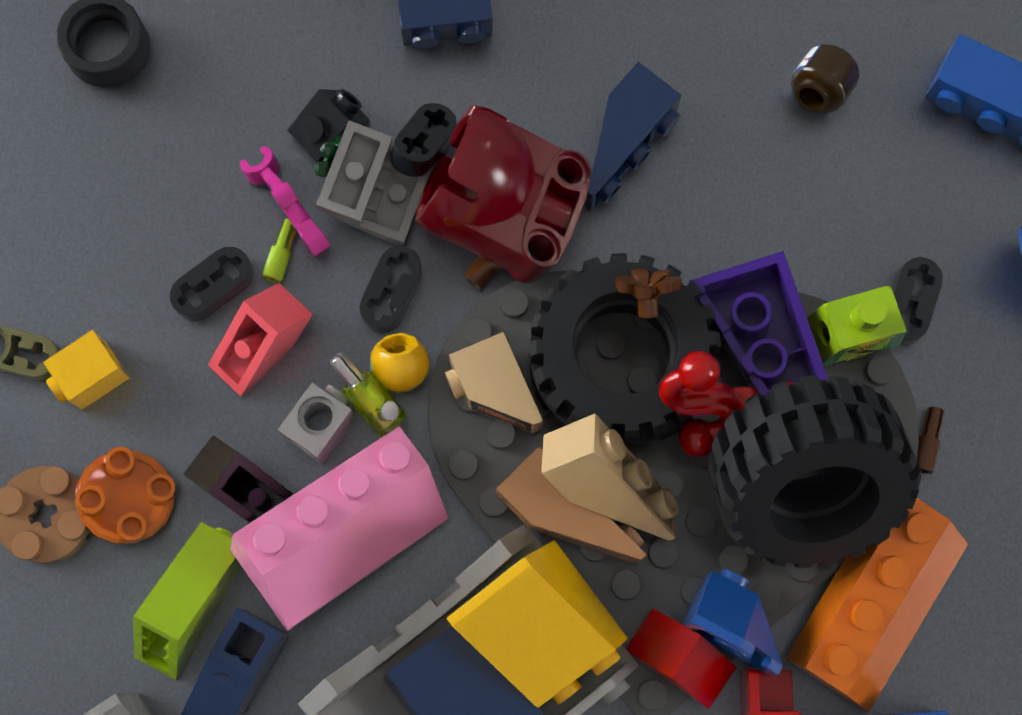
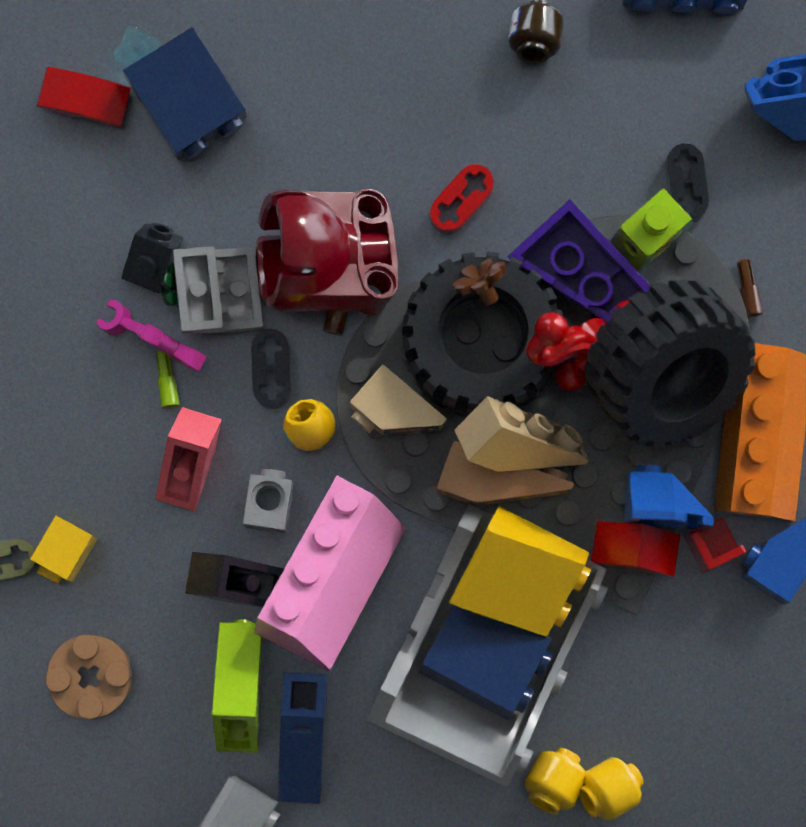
camera: 25 degrees left, 5 degrees up
(124, 496) = (146, 632): orange dish -> none
(206, 274) = (116, 428): black beam -> none
(369, 396) = (299, 463): clear neon green piece -> none
(415, 135) = (245, 235): black beam -> none
(633, 117) = (396, 139): dark blue slope -> none
(665, 201) = (454, 193): none -> red beam

